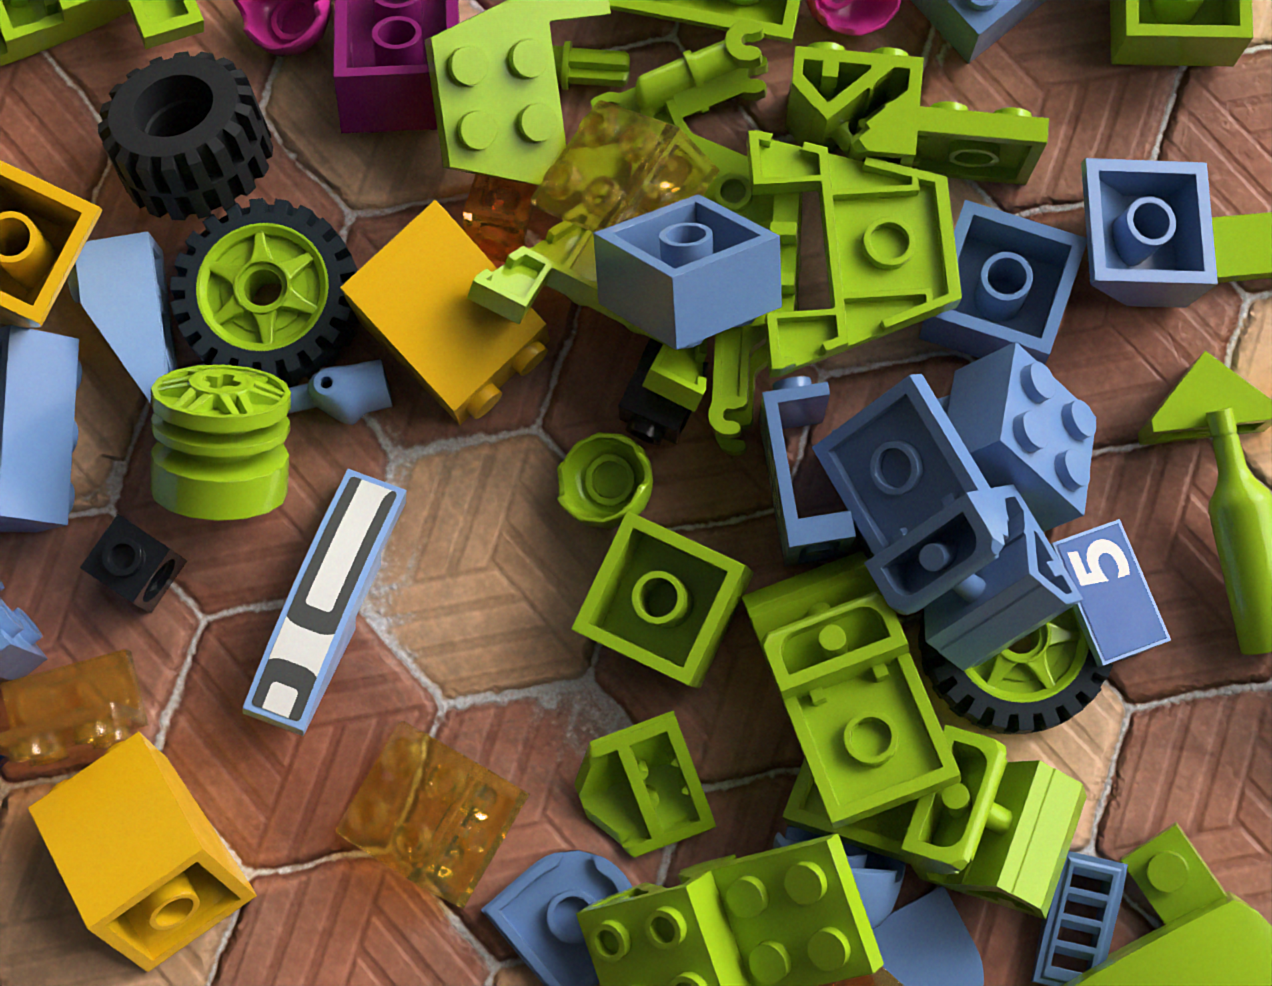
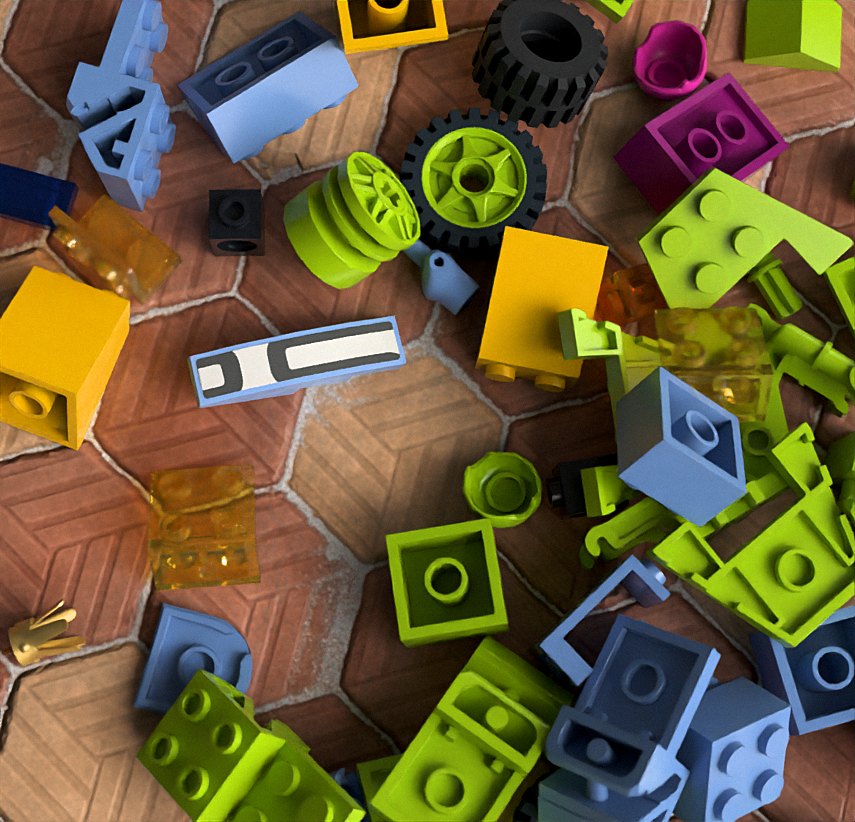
camera: 40 degrees right, 0 degrees up
(127, 298) = (406, 98): light blue slope -> none
(644, 786) = (316, 656): lime slope -> none

